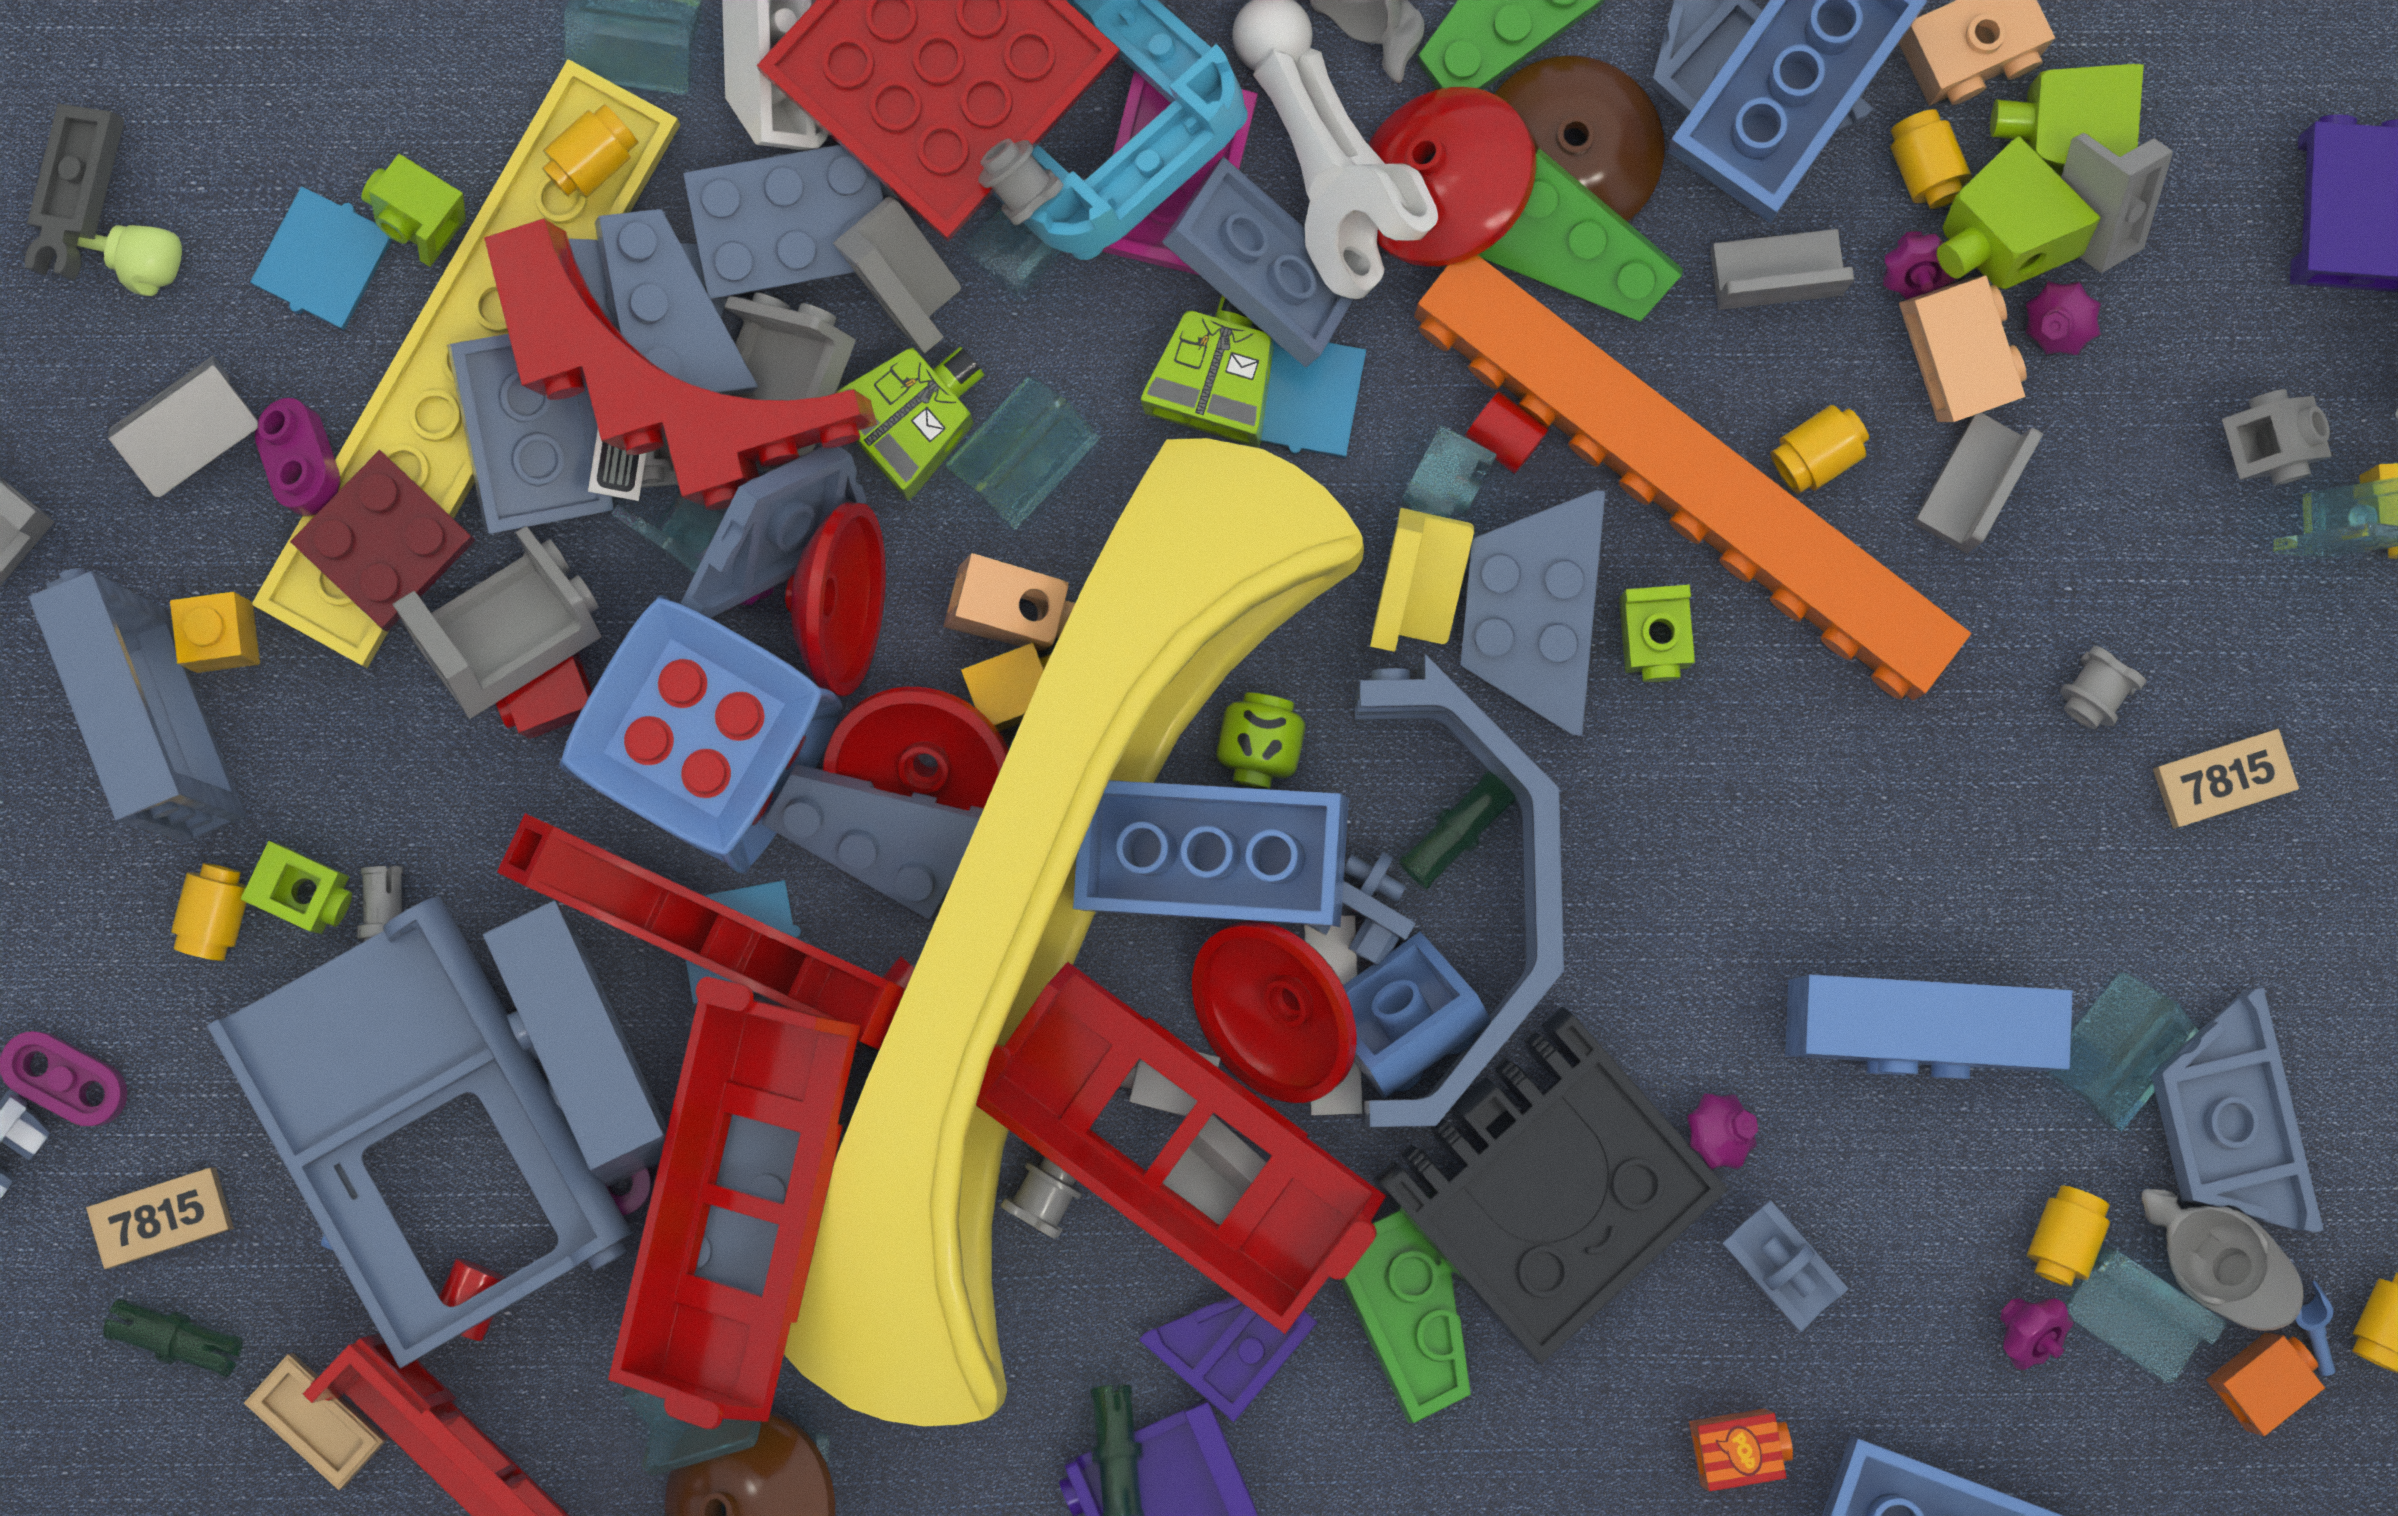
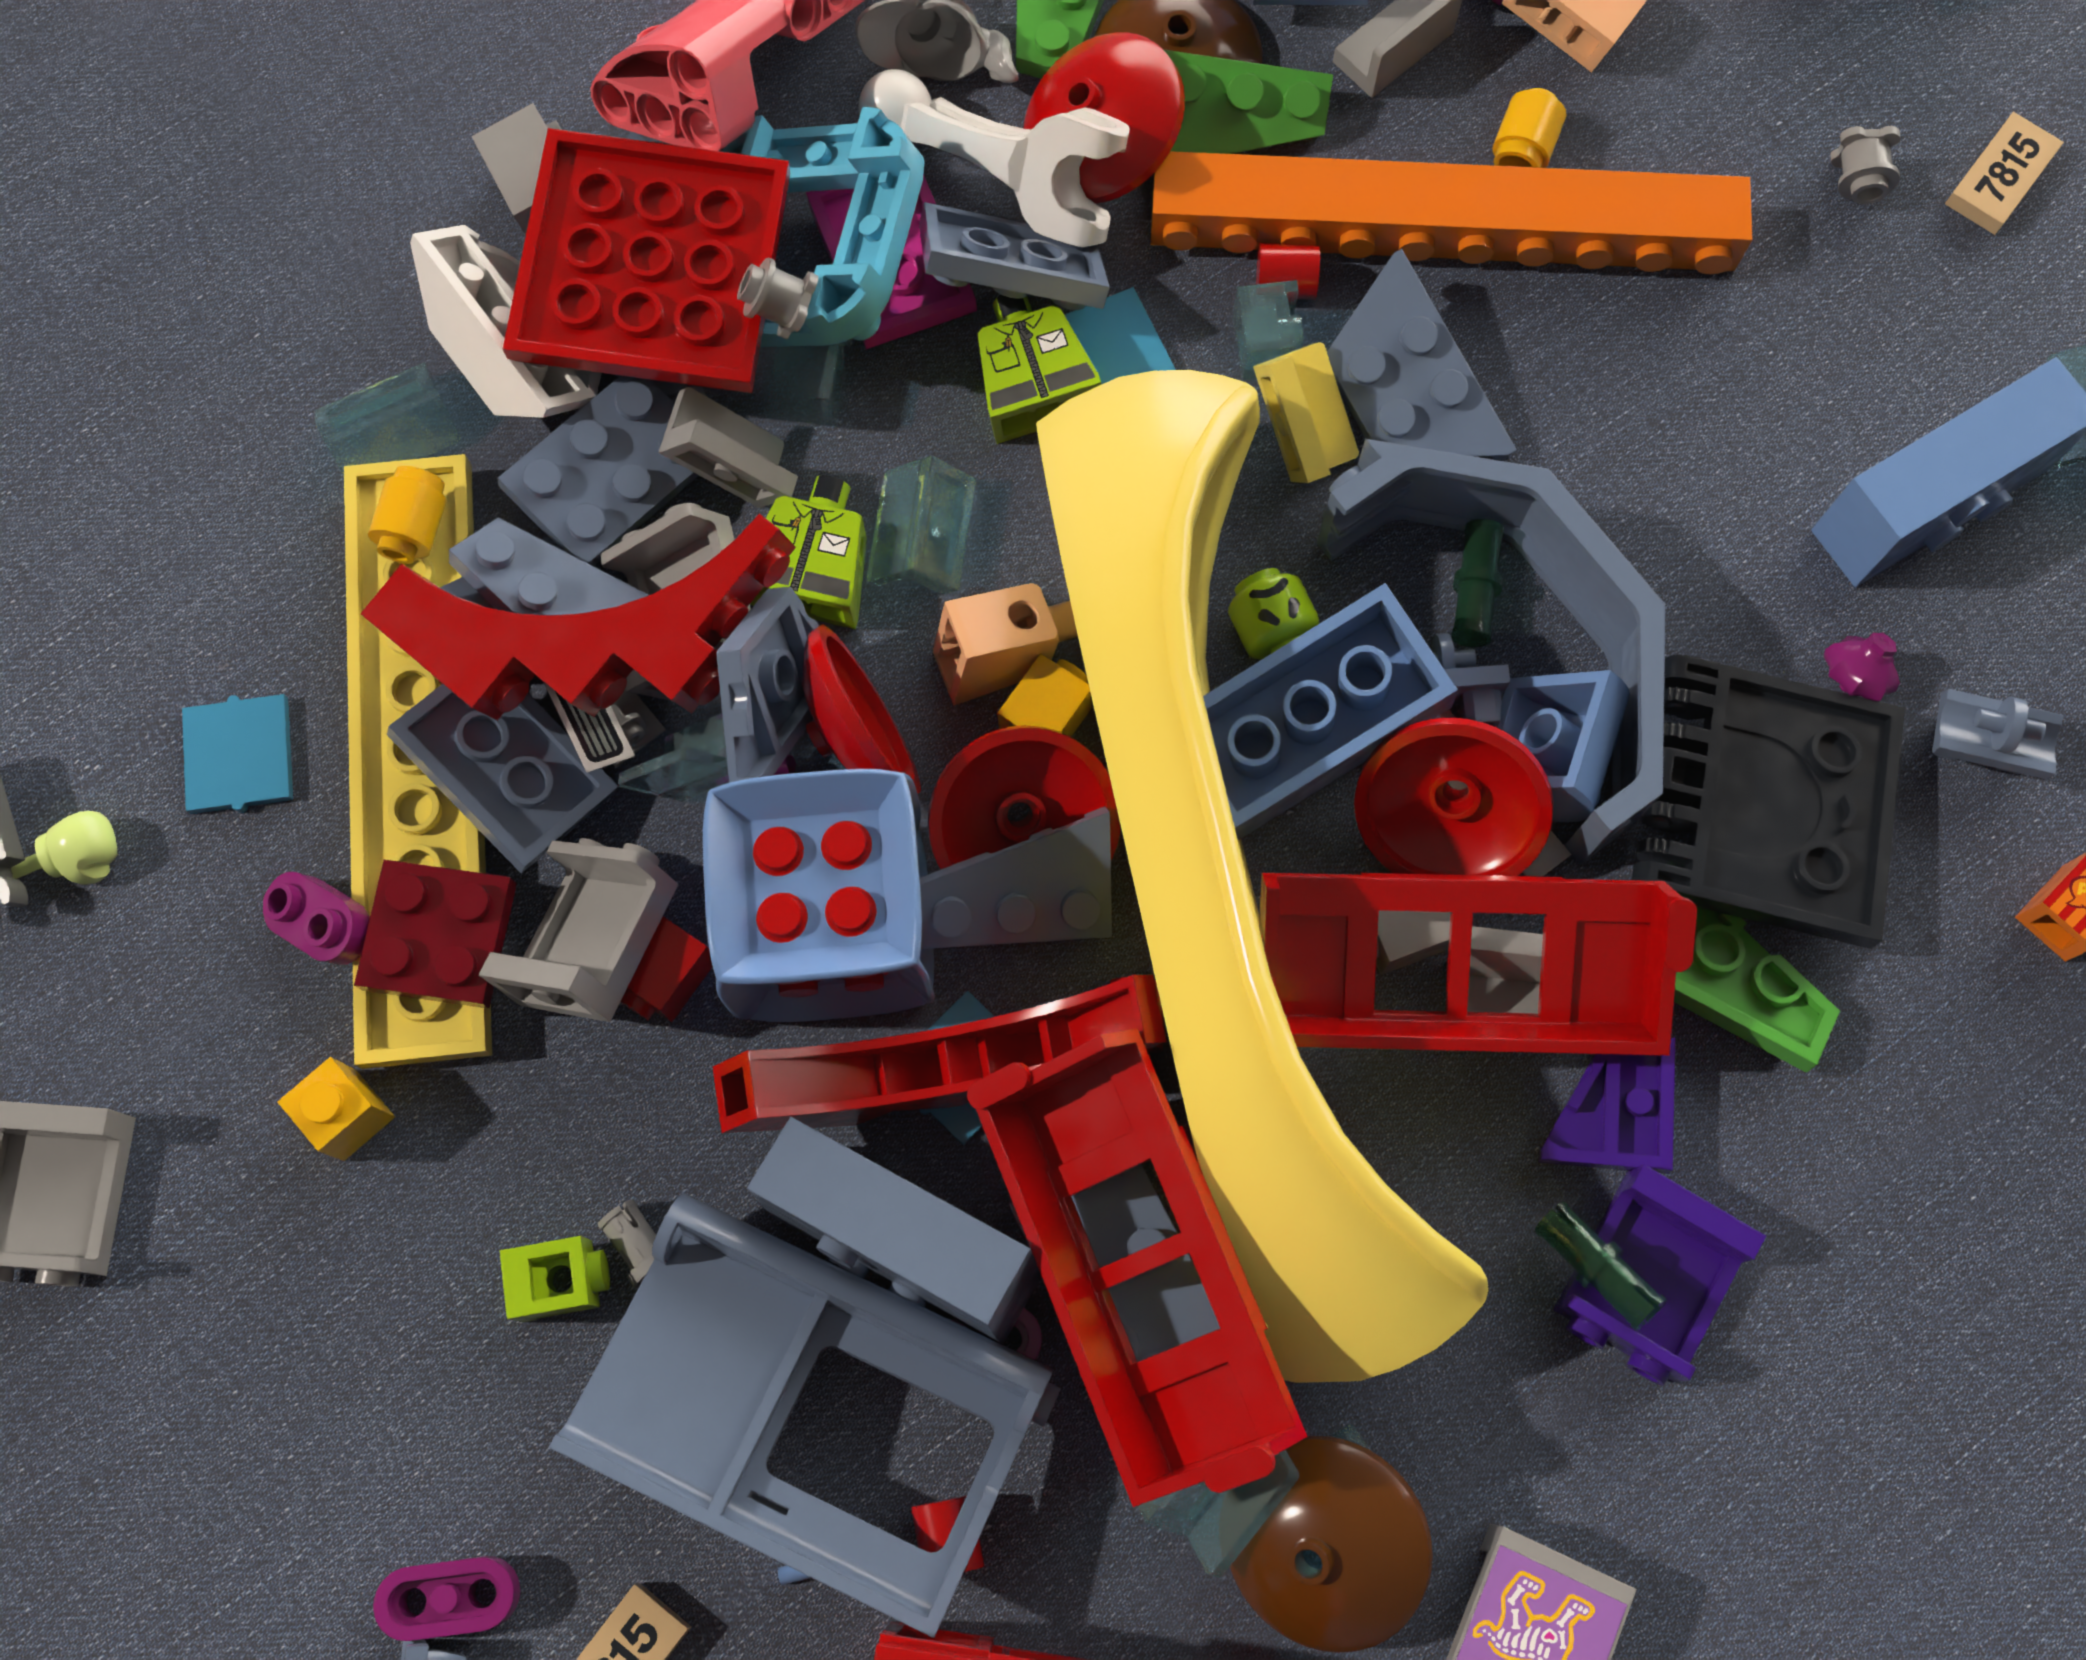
camera: 30 degrees left, 10 degrees down
(136, 707) = (297, 1201): sand blue window -> none
(183, 427) = (201, 959): light grey panel -> none
(209, 912) = (486, 1354): yellow brick -> none
(415, 207) = (289, 655): lime brick -> none
(1043, 1197) = (1374, 1094): light grey brick -> none
(1657, 604) = (1511, 337): lime brick -> none
(1976, 482) = (1661, 85): light grey panel -> none

